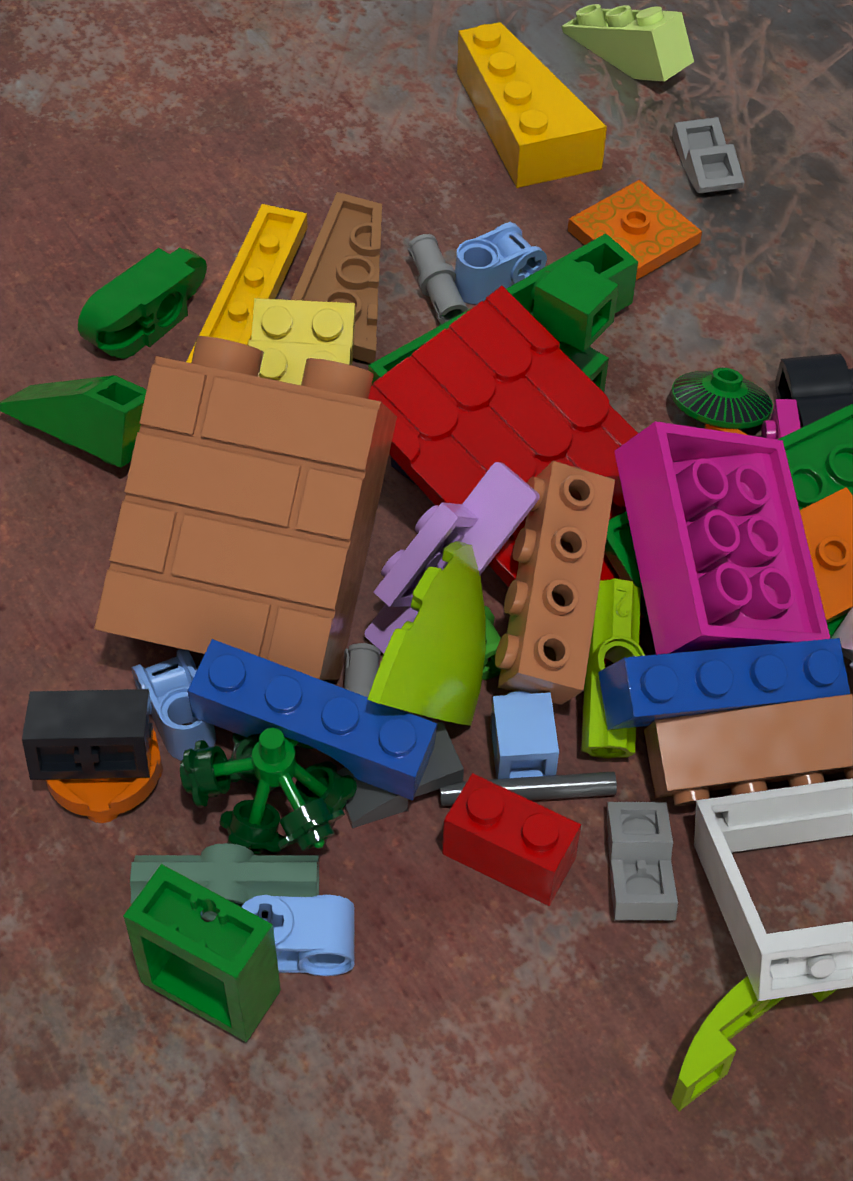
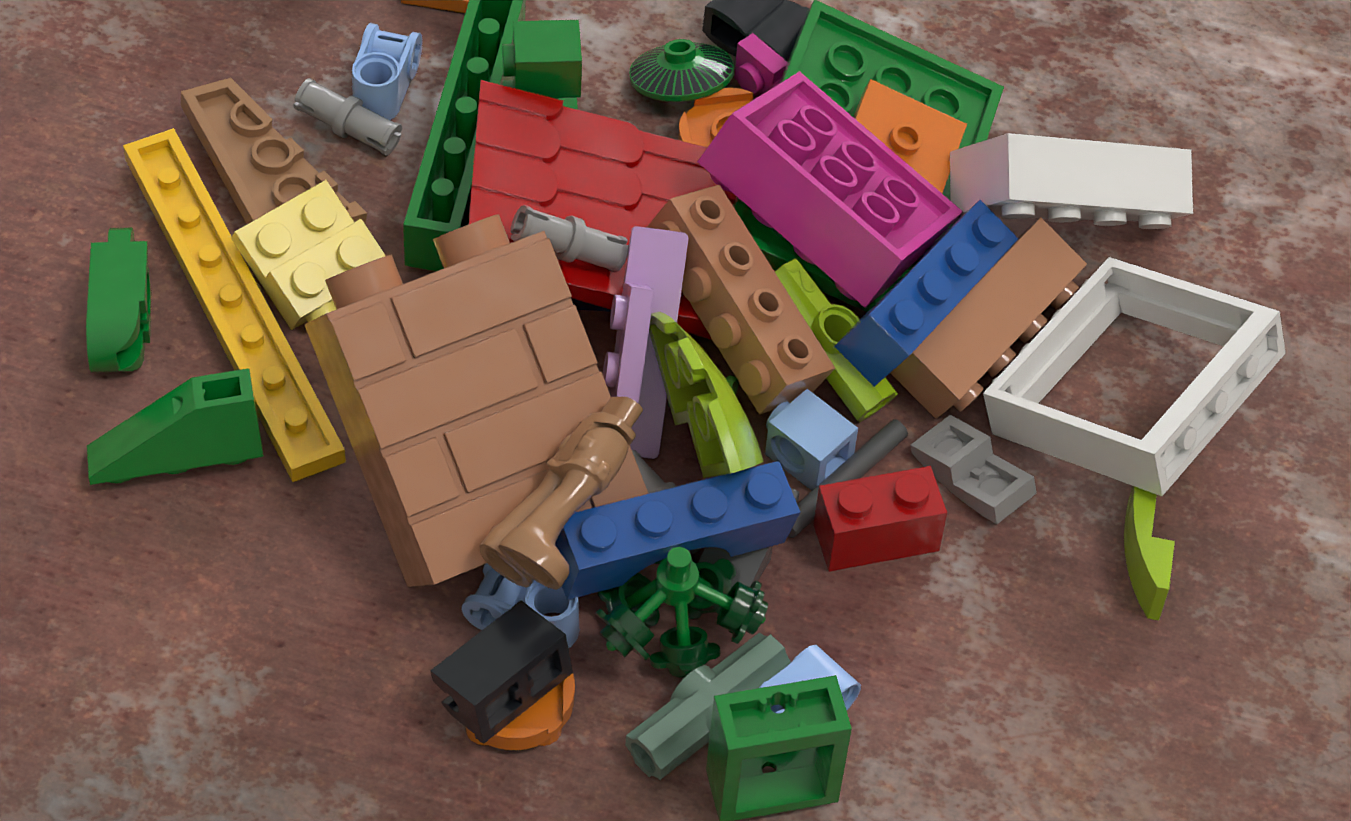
camera: 45 degrees left, 0 degrees up
(252, 613) = (583, 467): none -> medium nougat piece
(443, 439) = (572, 238): none -> light grey pin

